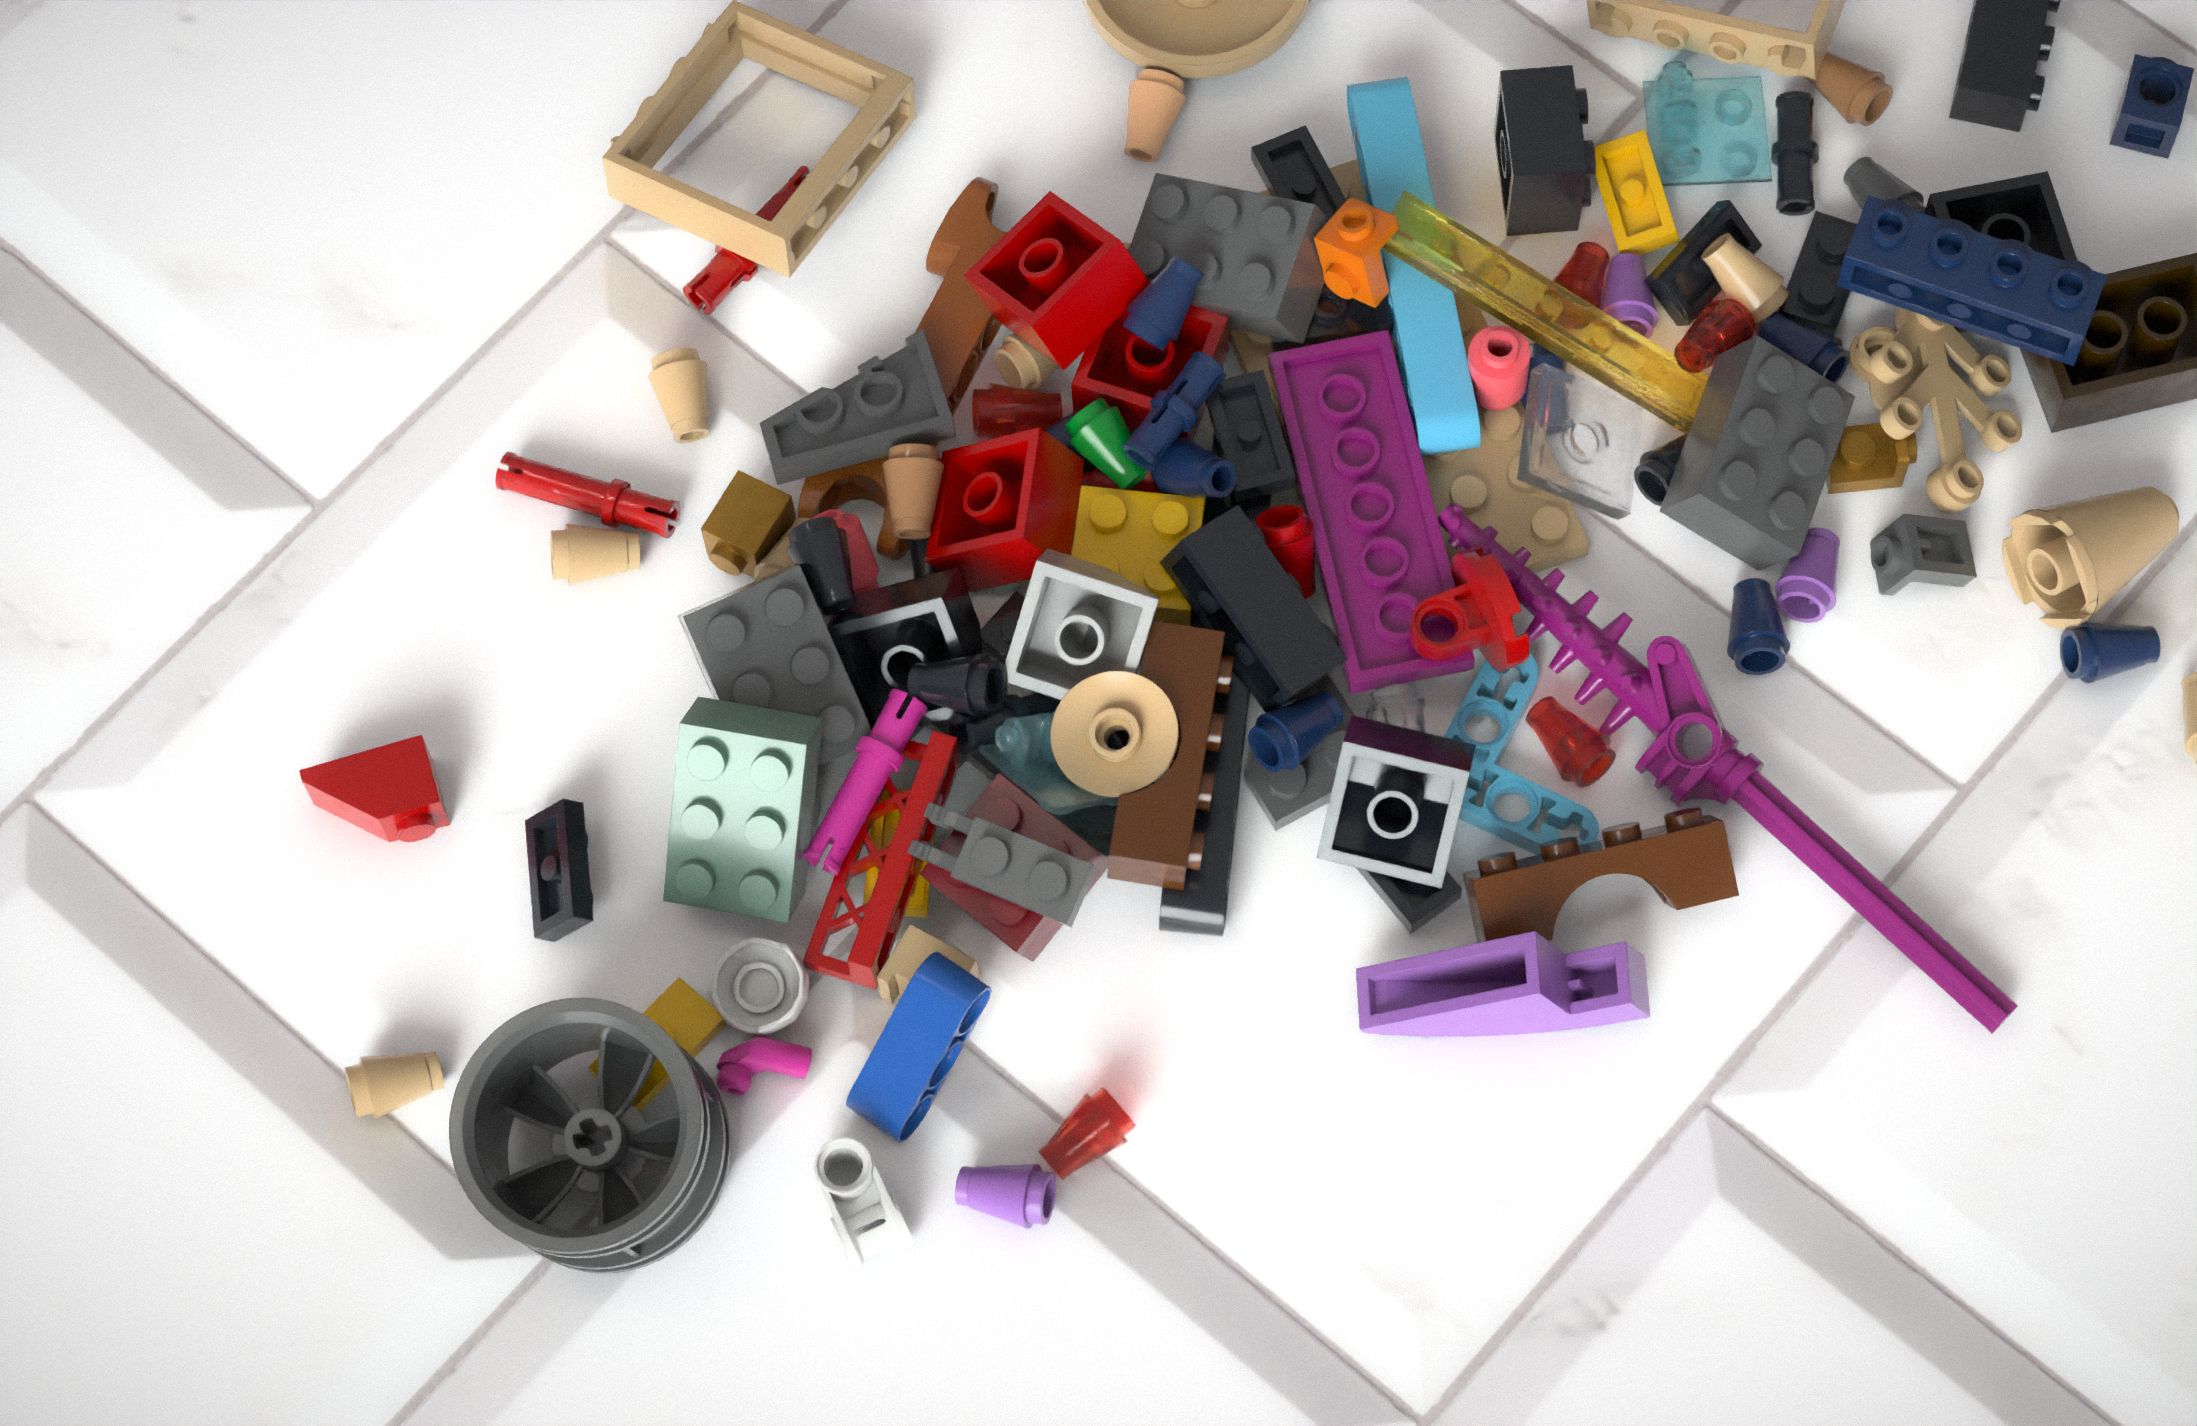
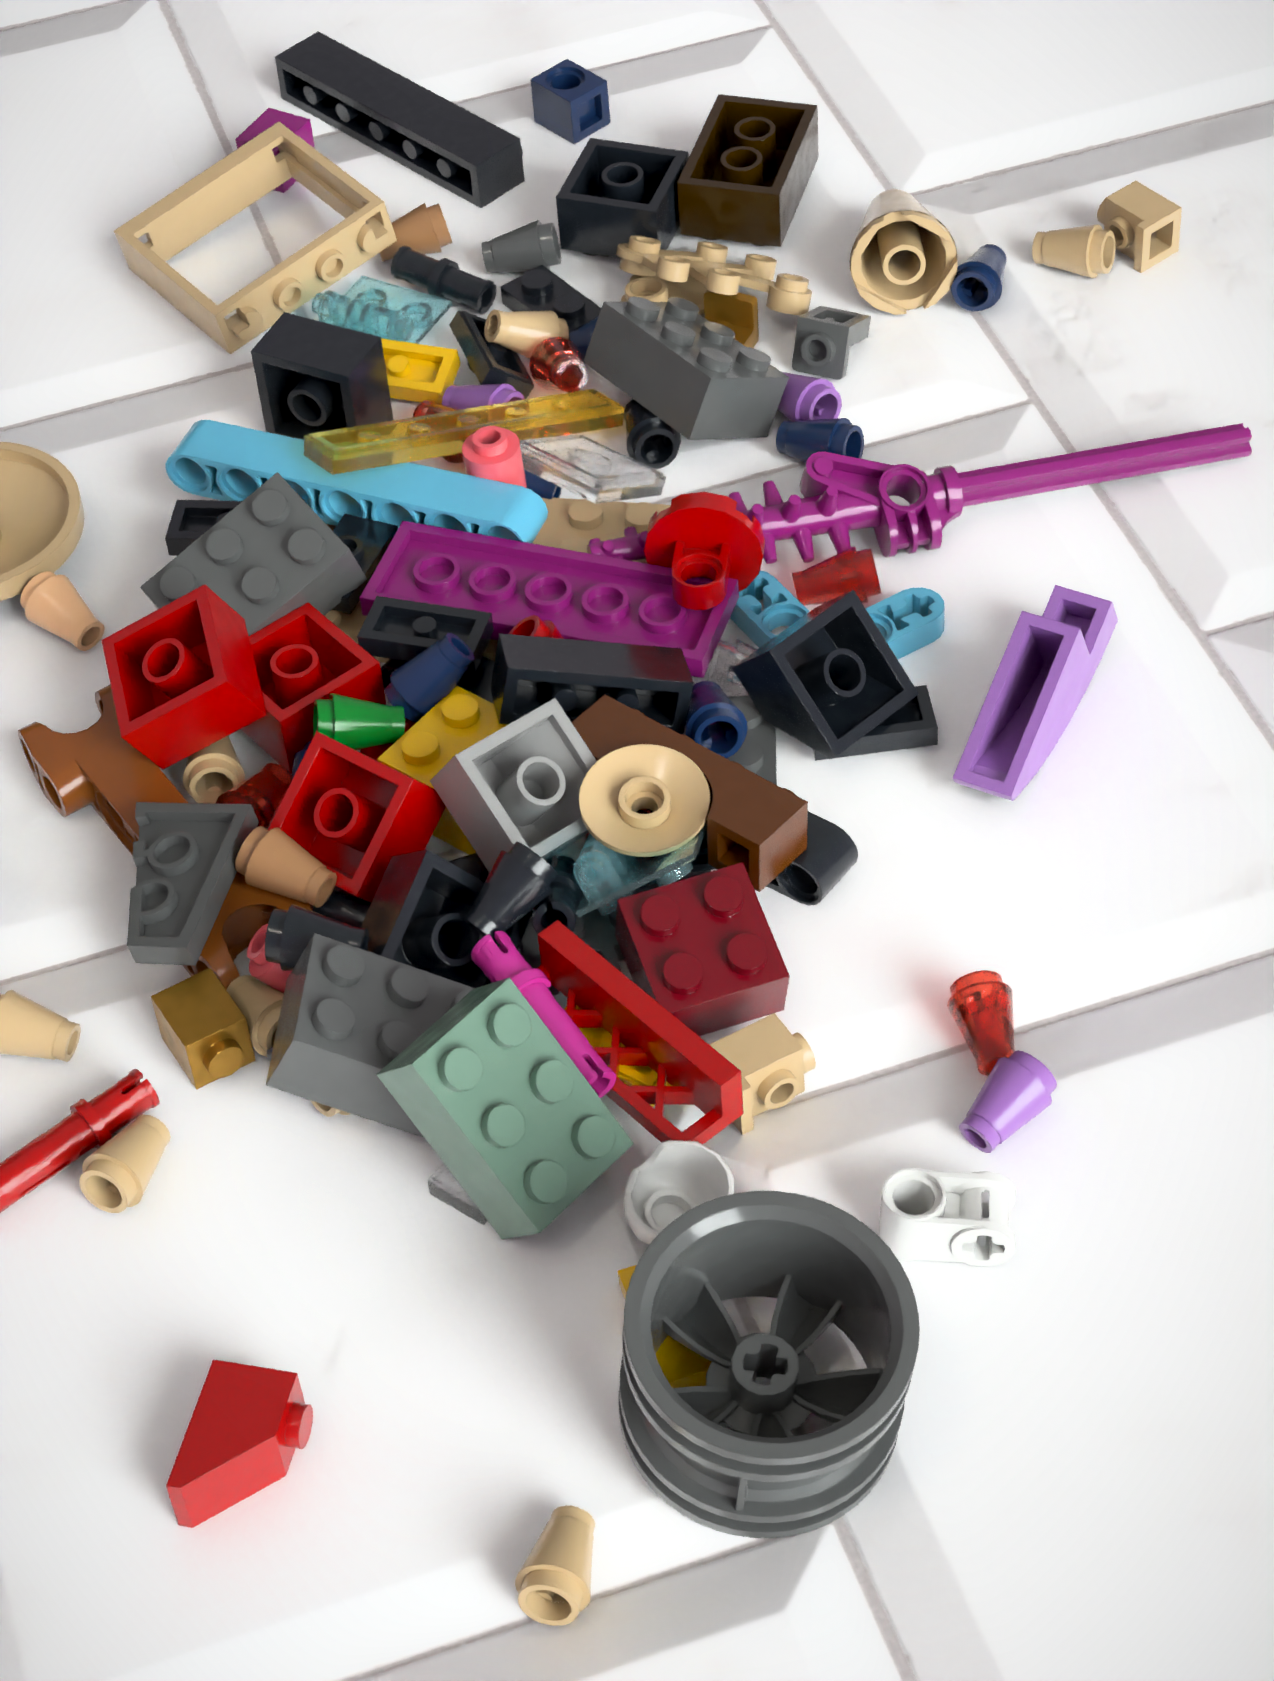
camera: 60 degrees left, 20 degrees down
(559, 870) = (436, 1321): black plate -> none
(918, 1047) = (833, 1087): blue beam -> none
(1010, 866) = (714, 923): dark grey hinge -> none
(1164, 304) = (272, 618): dark blue cone -> none
(1173, 411) = (383, 675): dark blue pin -> none
(1351, 251) = (332, 485): orange bracket -> none
(1681, 861) = (965, 639): reddish brown arch -> none
(1971, 279) = (651, 187): dark blue brick -> none

